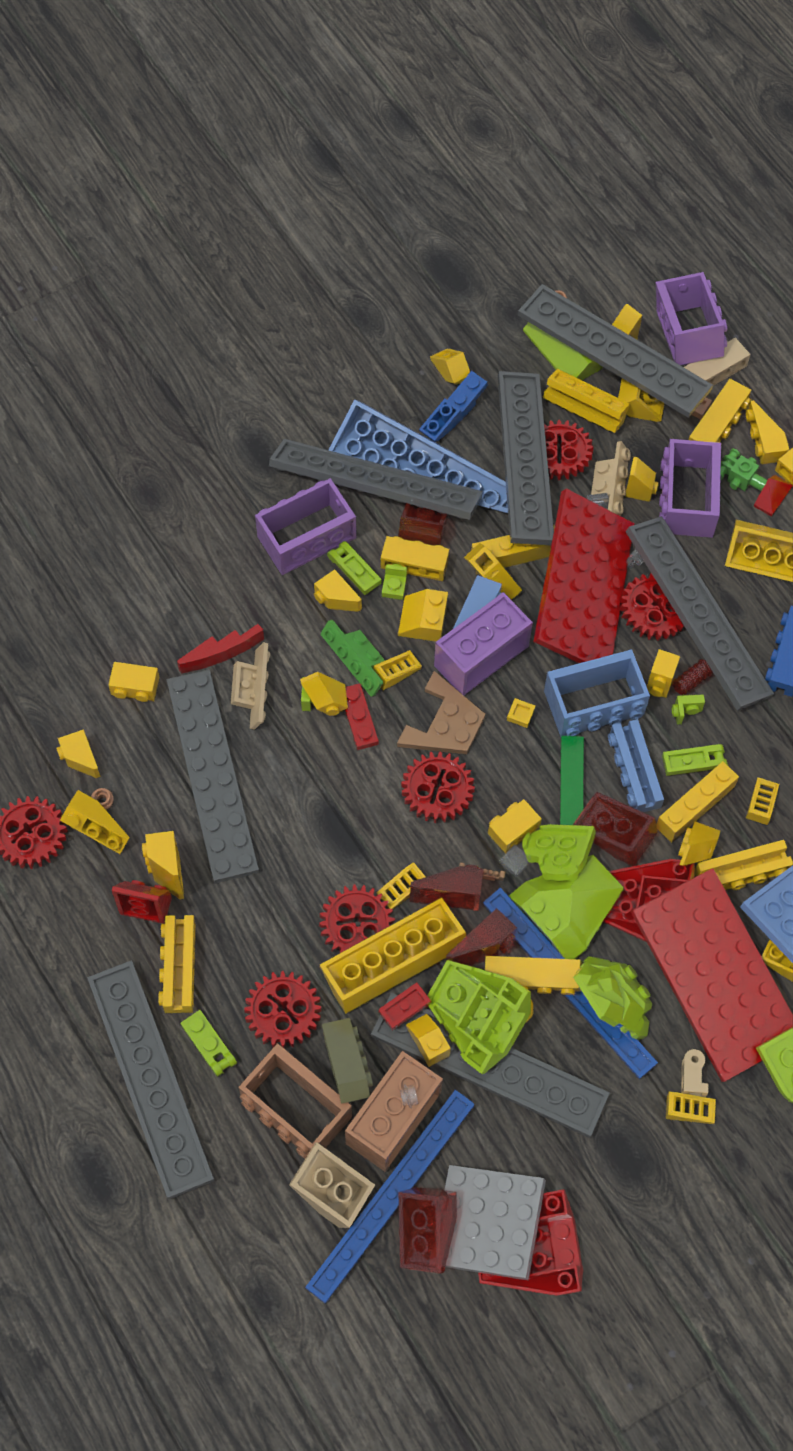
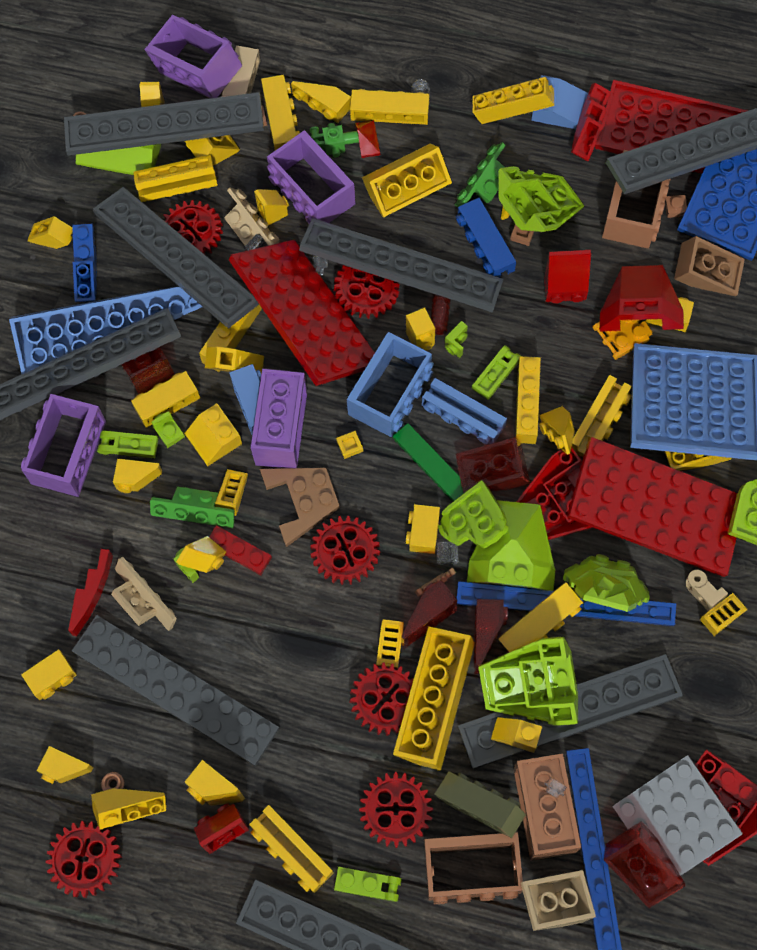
camera: 40 degrees left, 5 degrees up
(404, 1006) = (478, 726): red plate -> none
(757, 815) = (568, 375): yellow slope -> none

